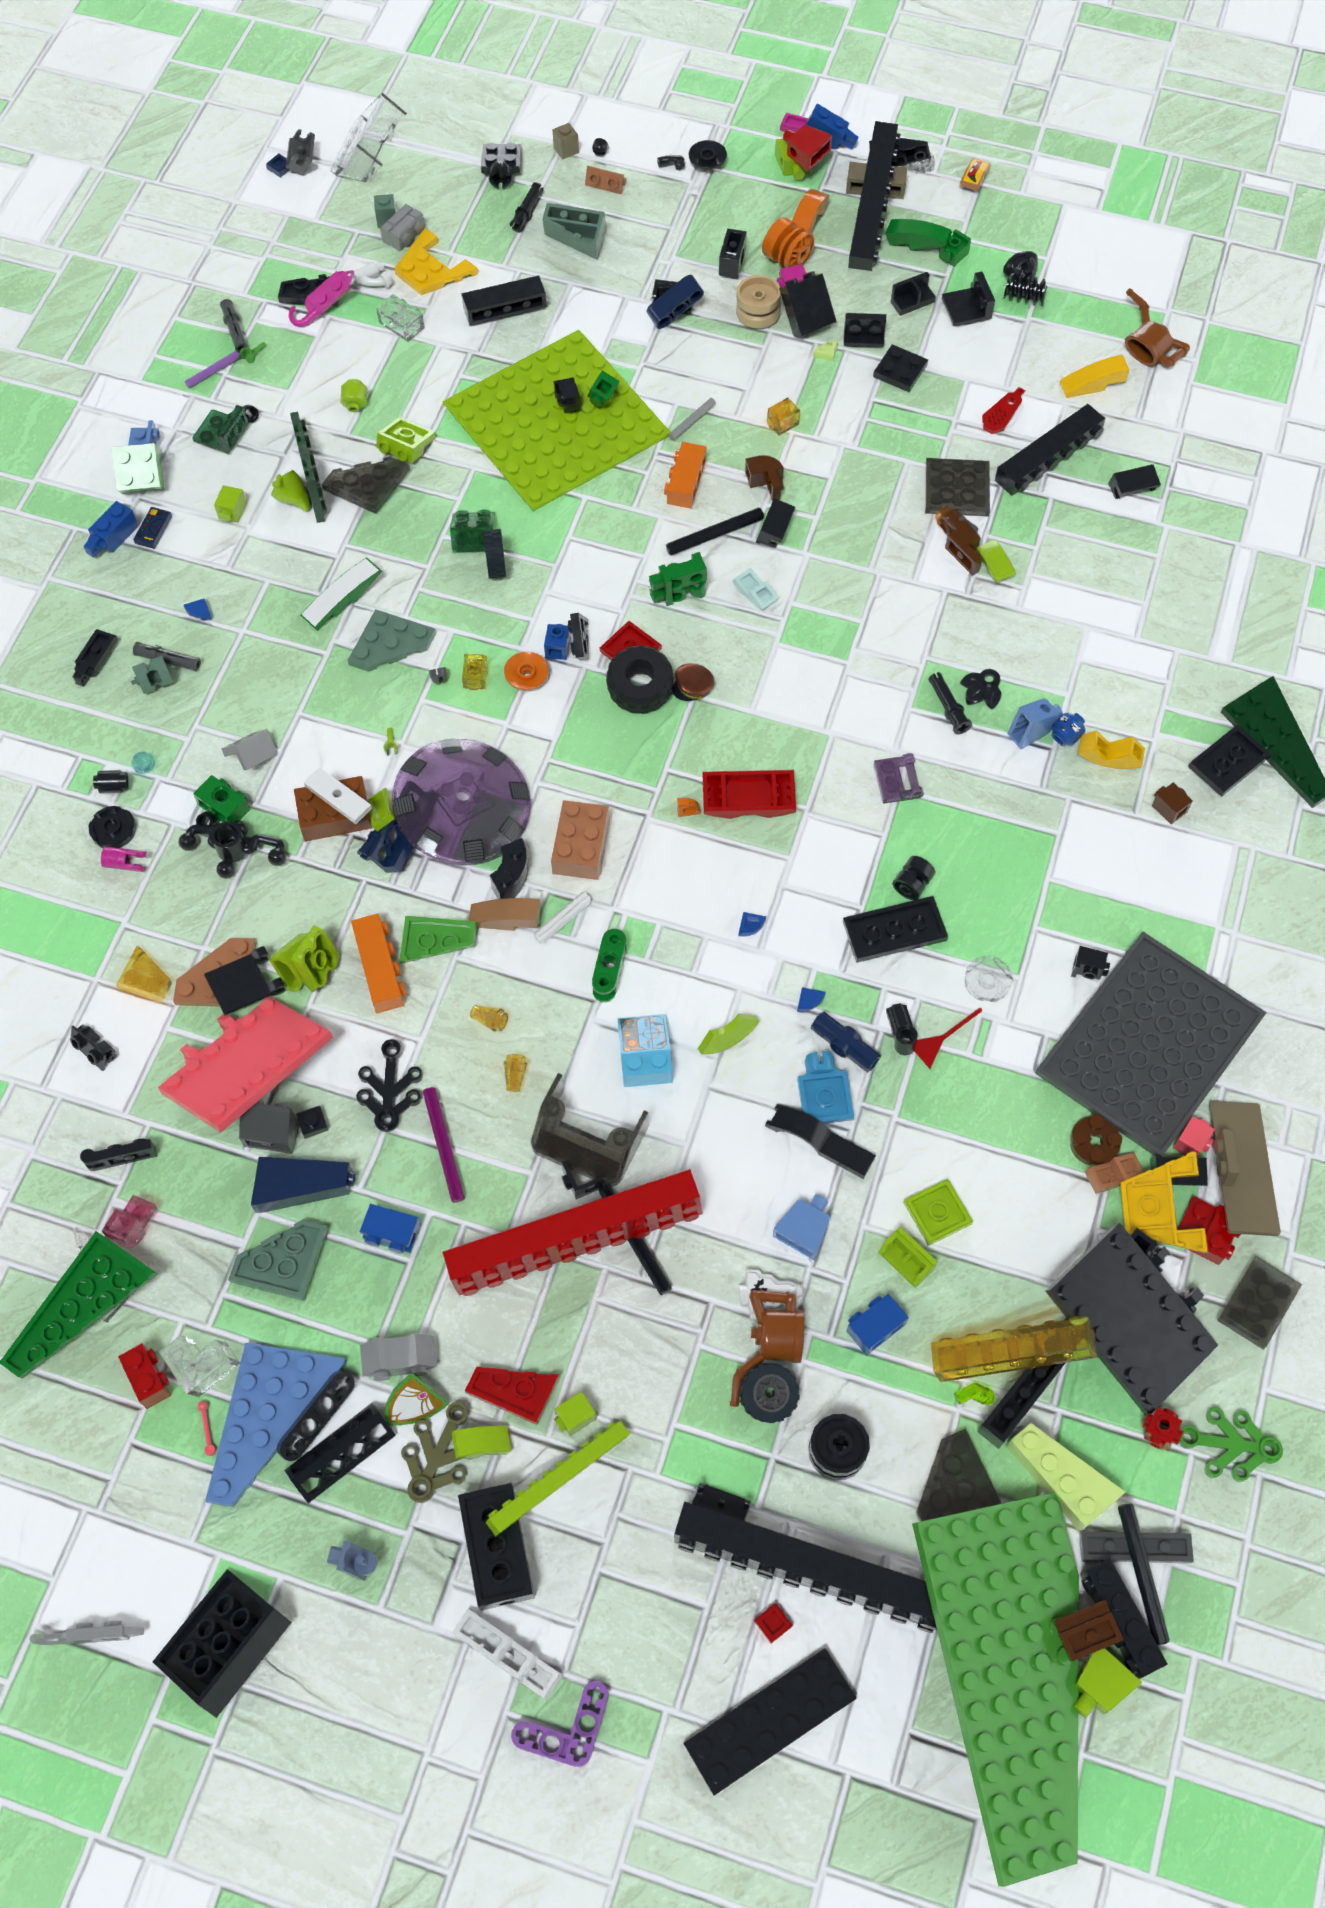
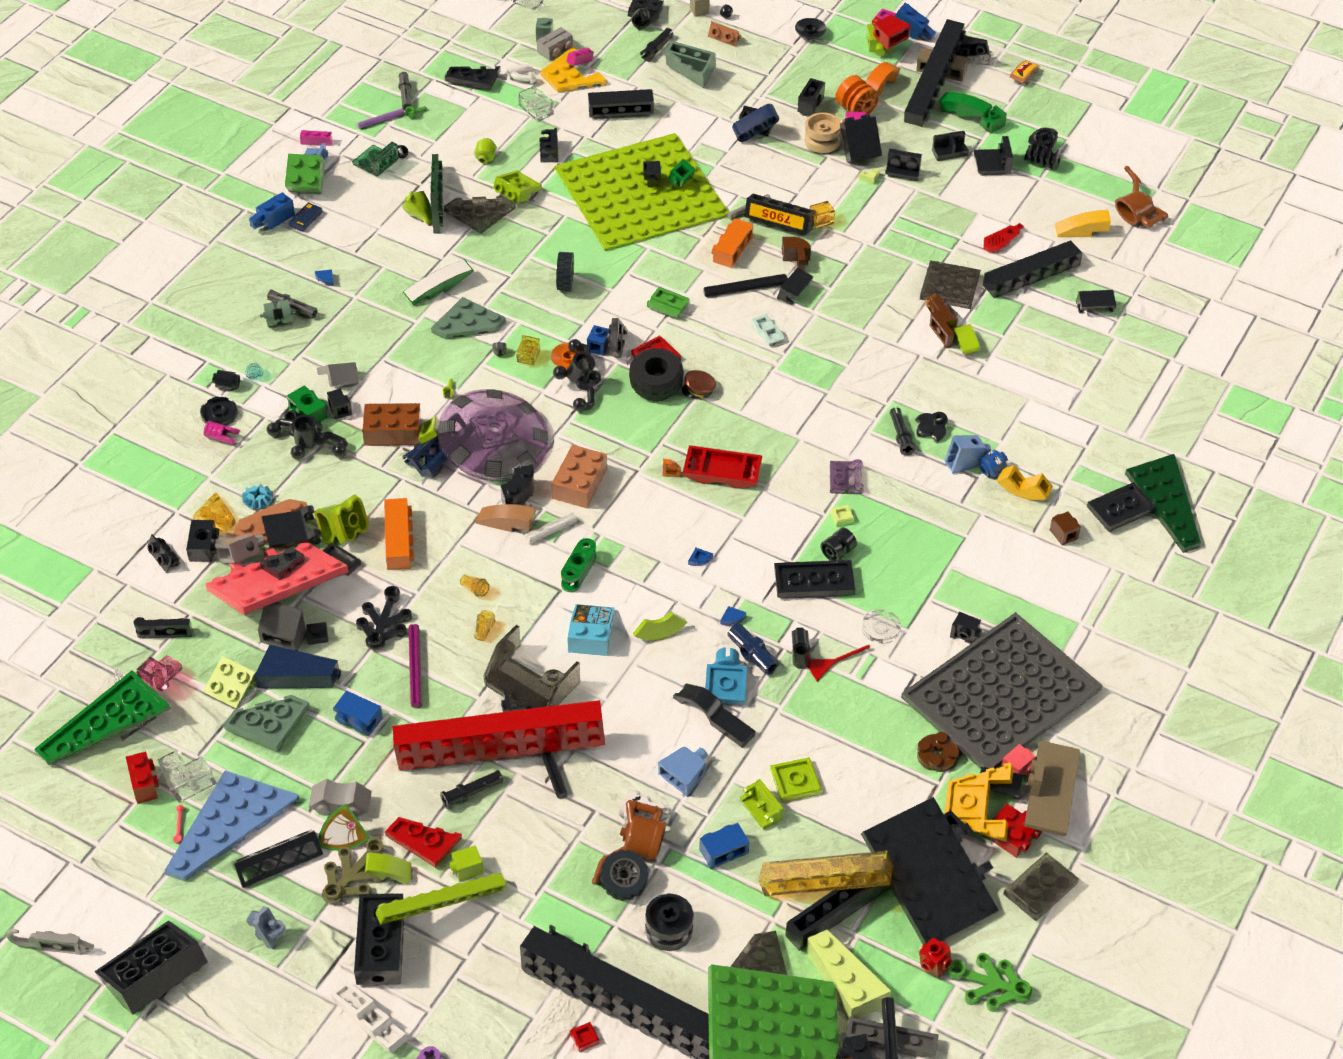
camera: 10 degrees right, 15 degrees down
(93, 656) = (236, 294): black hinge -> none
(131, 1007) = (202, 540): none -> black brick
(138, 411) = (315, 137): none -> dark pink piece
(187, 1024) = (239, 547): none -> light grey torso
(197, 946) = (261, 501): none -> medium azure gear
(221, 1216) = (230, 682): none -> yellowish green hinge
(230, 504) = (369, 209): lime brick -> none
(247, 1040) = (281, 562): none -> black wing
(260, 790) = (339, 404): none -> black brick
(316, 1009) = (342, 555): none -> black tile
(319, 1418) = (266, 829): black beam -> none
(323, 297) = (480, 81): dark pink plate -> none
(330, 789) = (396, 410): white tile -> none
(430, 375) = (549, 146): none -> black hinge
(435, 936) = (446, 523): bright green wing -> none
(438, 241) = (580, 56): none -> dark pink piece
(468, 528) = (547, 253): clear green bracket -> none
(545, 1313) = (462, 792): none -> black pin
(548, 694) = (581, 373): none -> black wheel
(628, 572) = (668, 302): none -> bright green plate
(671, 159) = (786, 29): black arm -> none
(677, 579) = (705, 312): green hips -> none
(734, 425) = (779, 214): none -> black brick
(900, 368) = (926, 196): black plate -> none
(906, 833) = (842, 515): none -> yellowish green tile
(975, 1392) = (789, 907): clear neon green arm -> none
(1110, 1174) = (938, 778): nougat slope -> none

